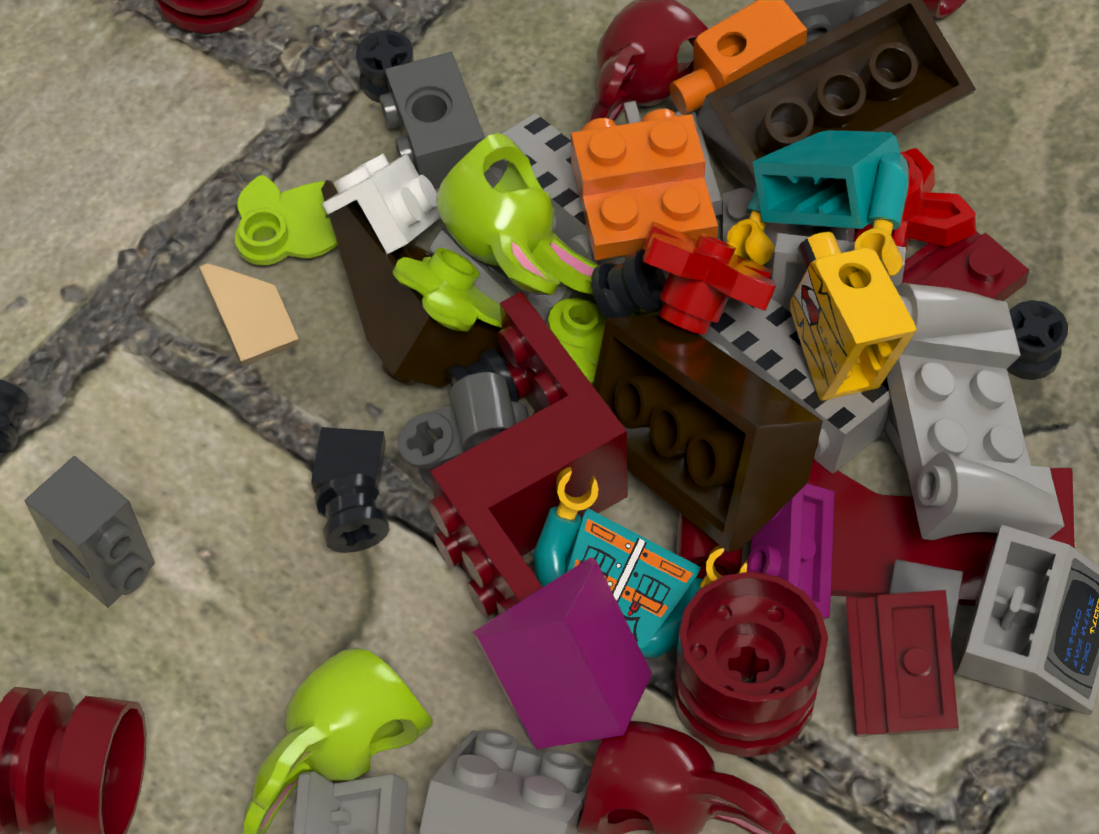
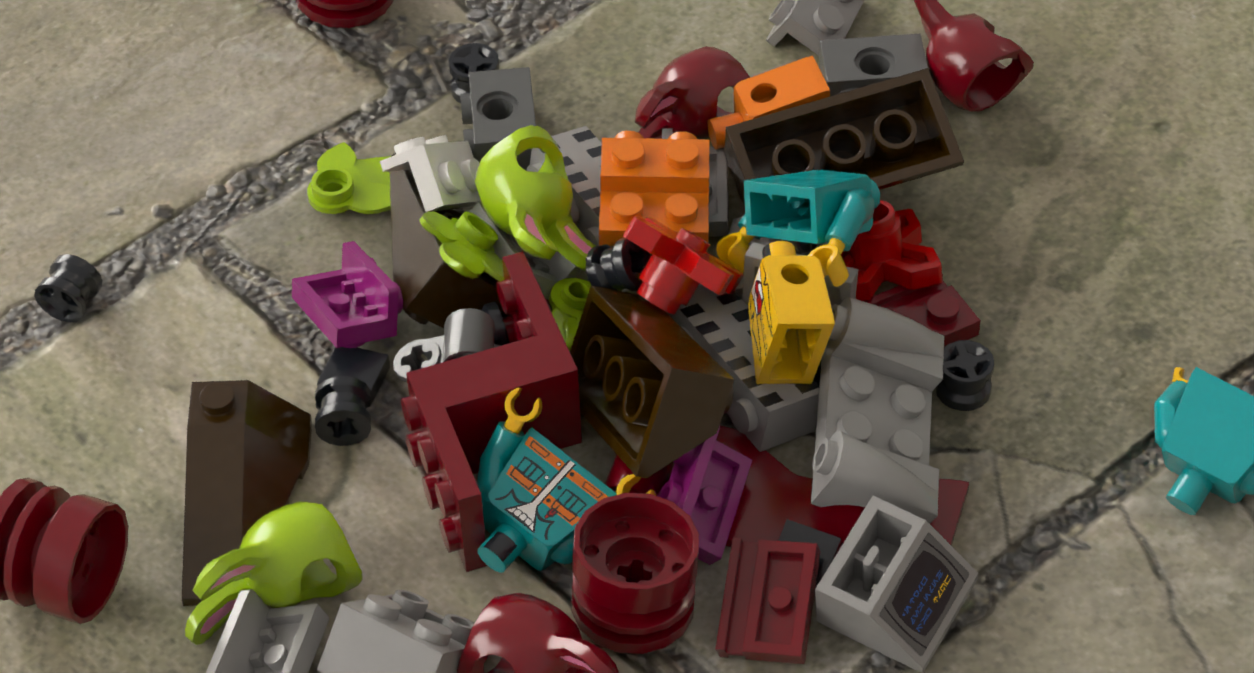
camera: 10 degrees right, 10 degrees down
(91, 531) = (123, 383): dark grey brick -> none
(250, 313) = (303, 243): tan slope -> none
(254, 614) = (239, 466): none -> dark brown wedge
(324, 373) = (352, 302): none -> magenta bracket
(567, 660) = (478, 532): magenta slope -> none

